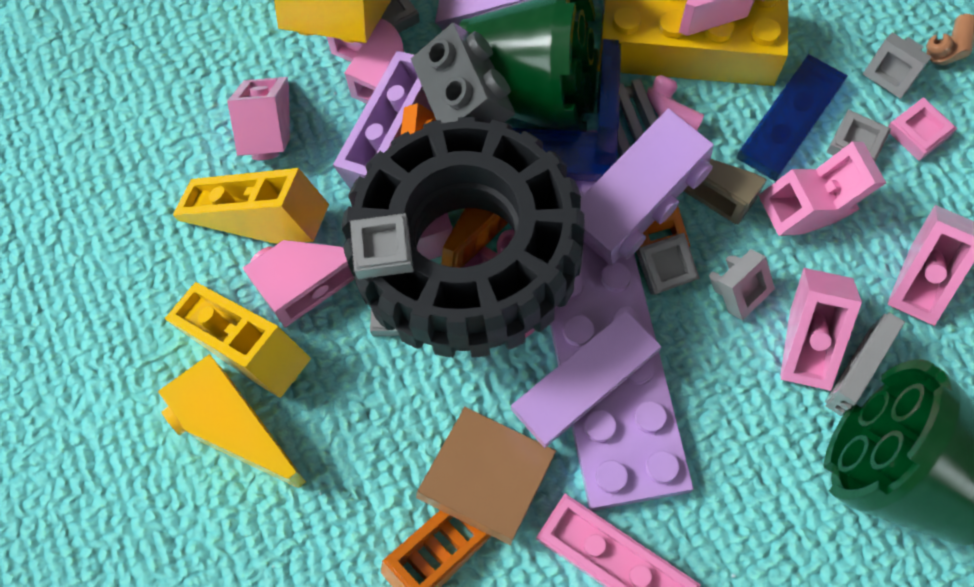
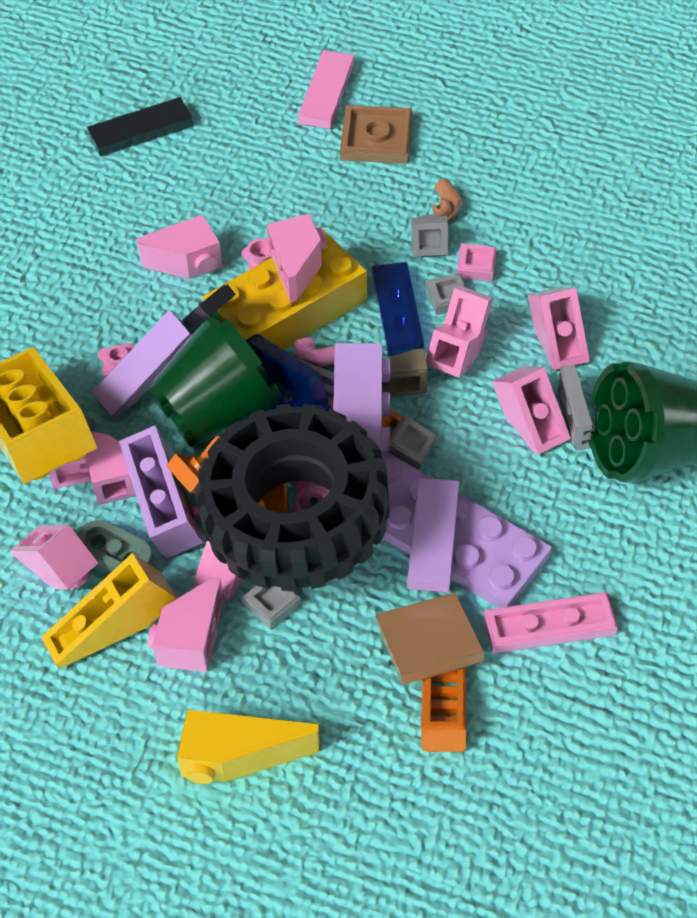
camera: 45 degrees left, 15 degrees down
(239, 338) = (208, 683): yellow slope -> none
(314, 153) = (117, 546): none -> sand green plate
(381, 246) = (264, 523): light grey tile -> none
(462, 78) = (193, 418): dark grey brick -> none
(744, 283) = (466, 417): light grey tile -> none

